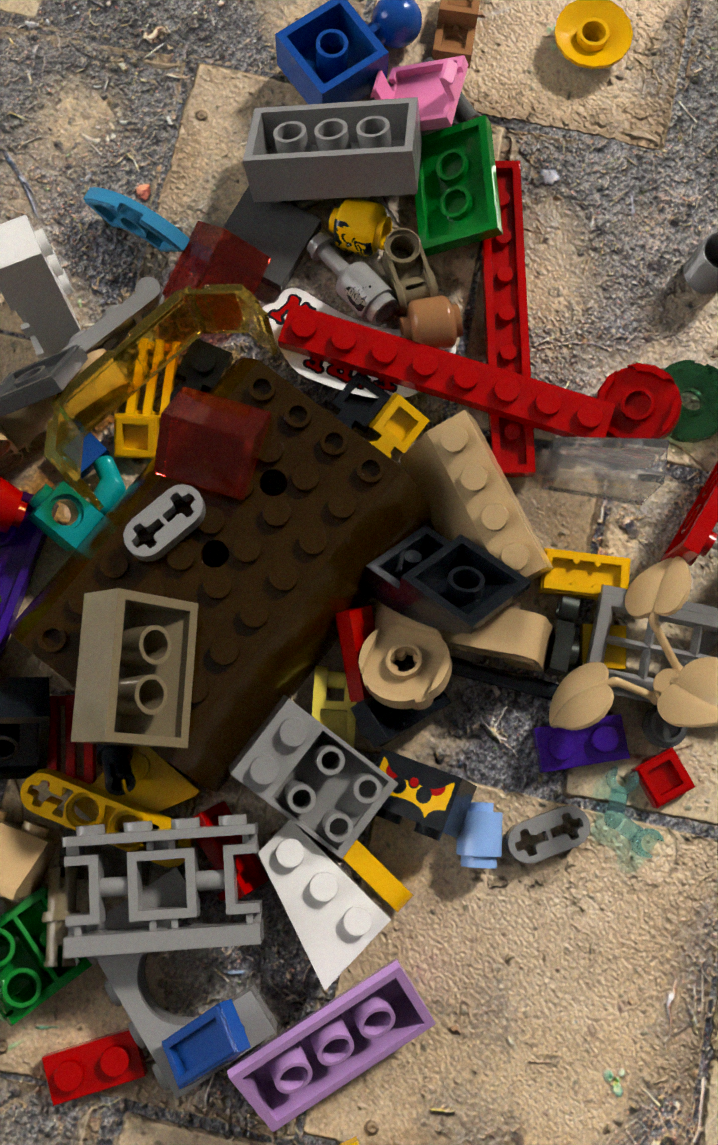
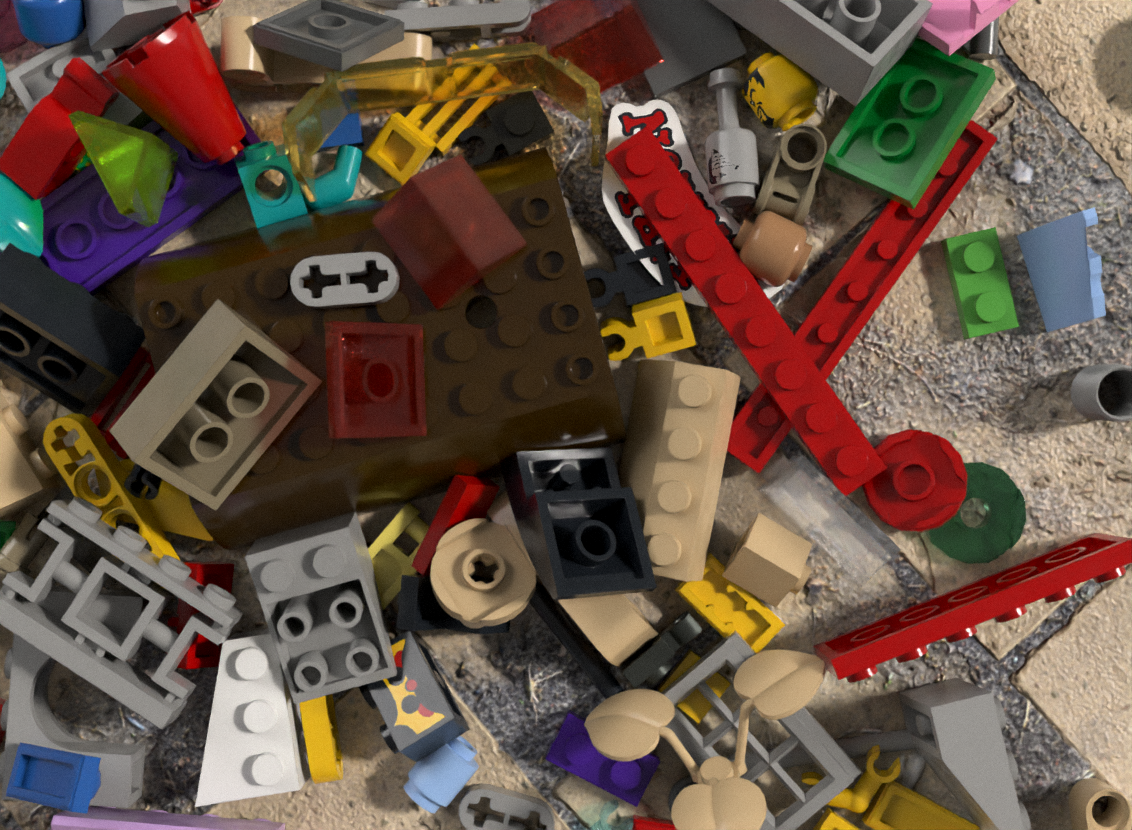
camera: 40 degrees right, 10 degrees up
(236, 571) = (375, 380): none -> clear red slope
(578, 258) = (979, 283): none -> bright green plate
(587, 523) = (769, 561): none -> tan brick
(625, 207) = (1064, 270): none -> light blue slope

